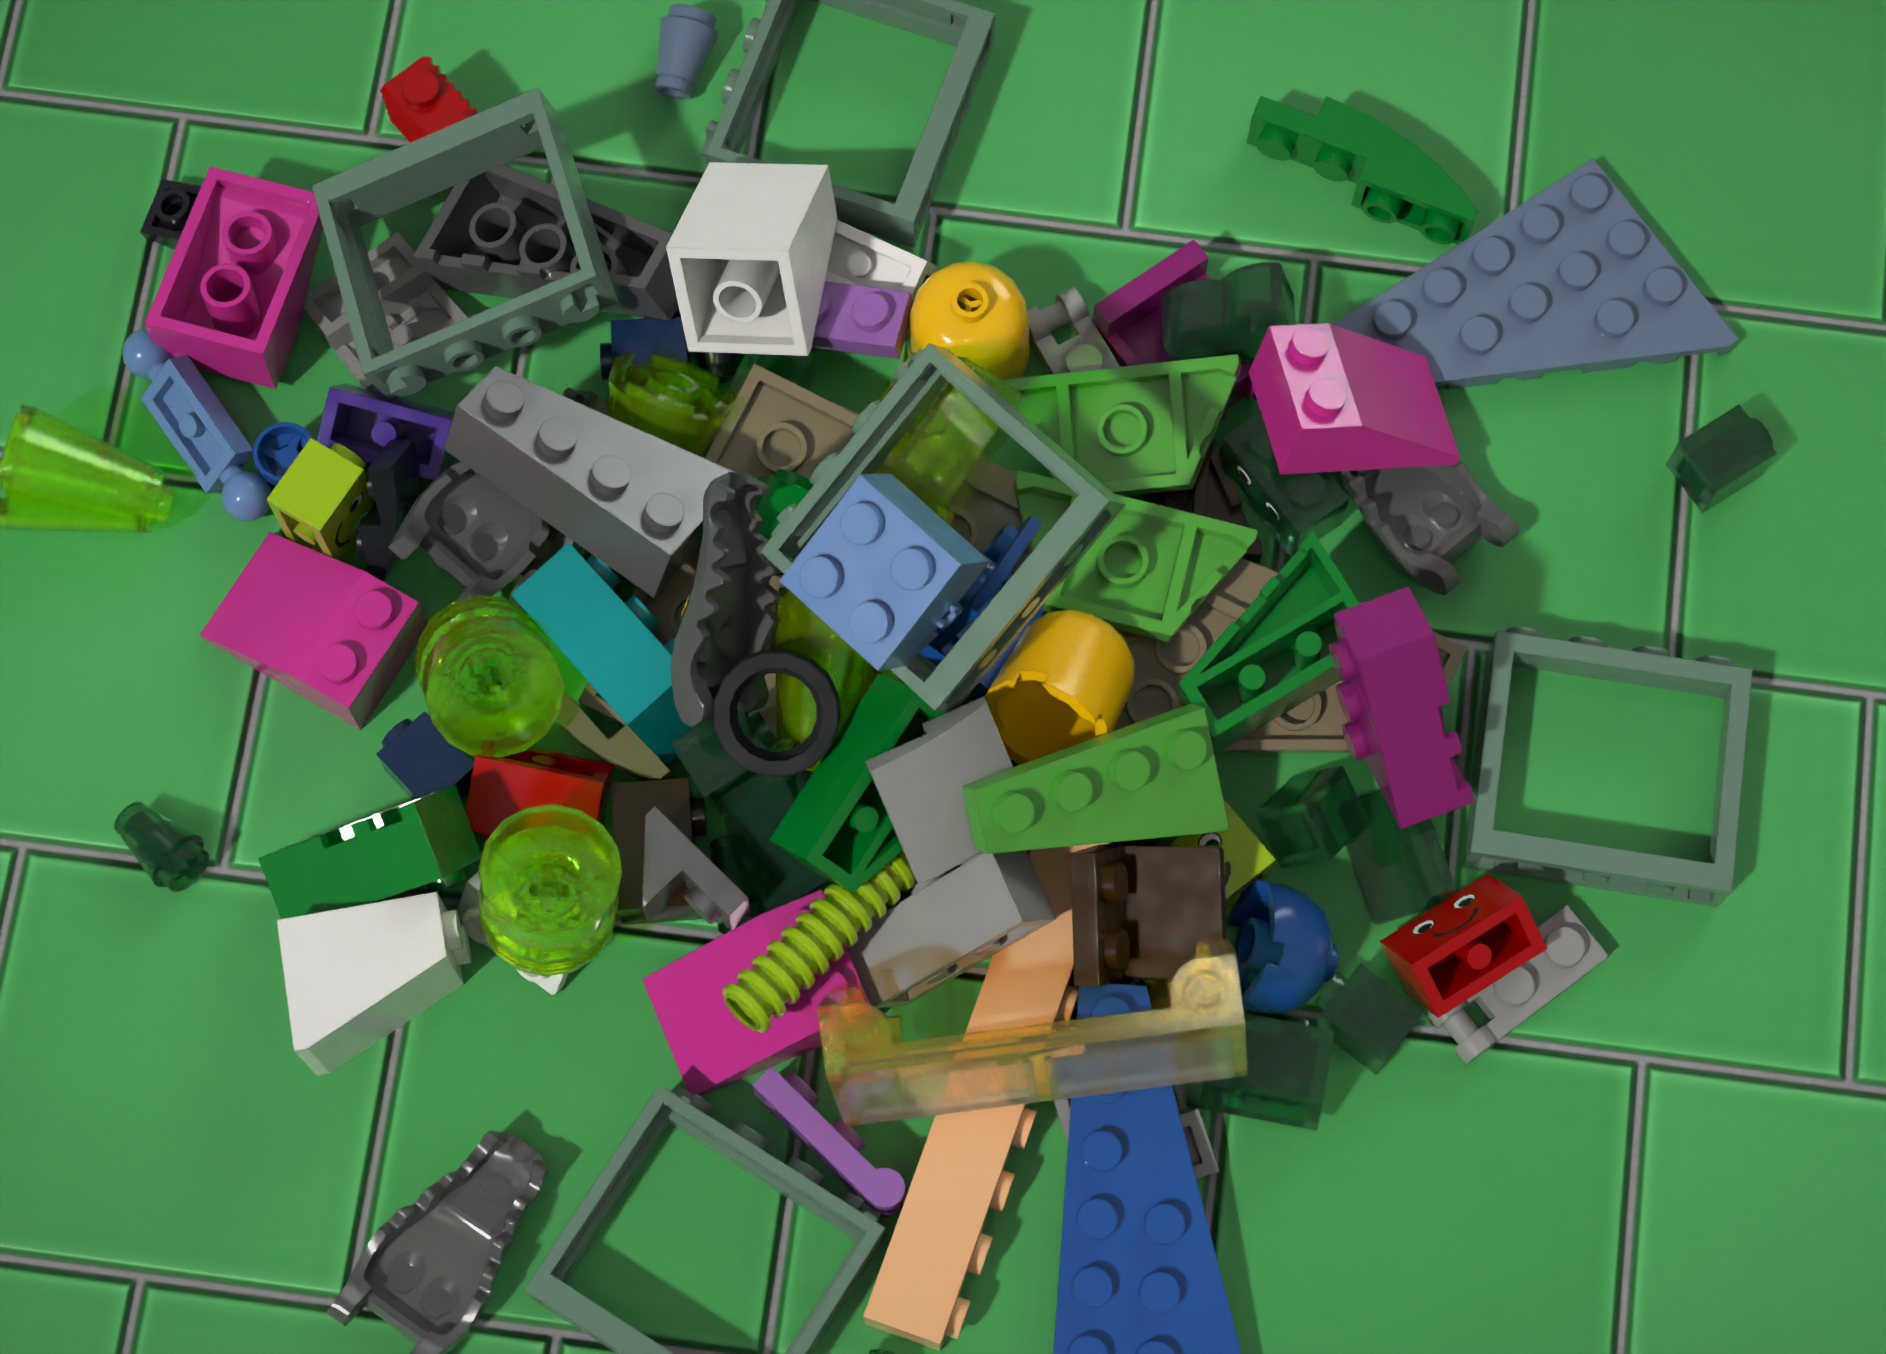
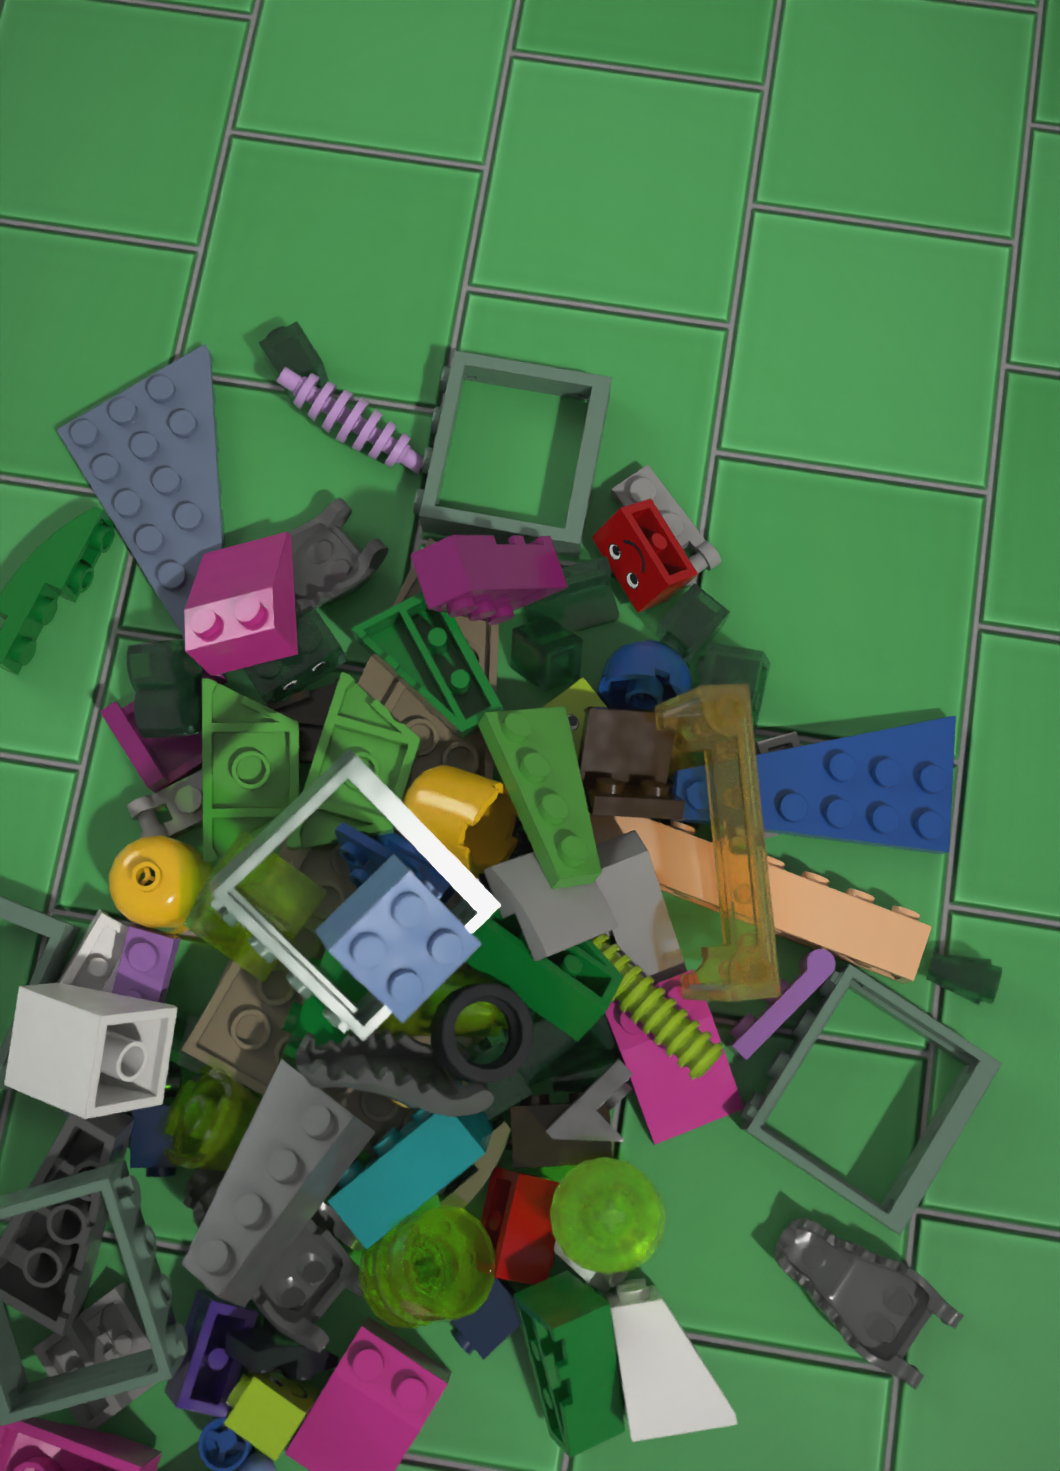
camera: 85 degrees left, 5 degrees up
(1636, 538) = (337, 411): none -> lavender piece

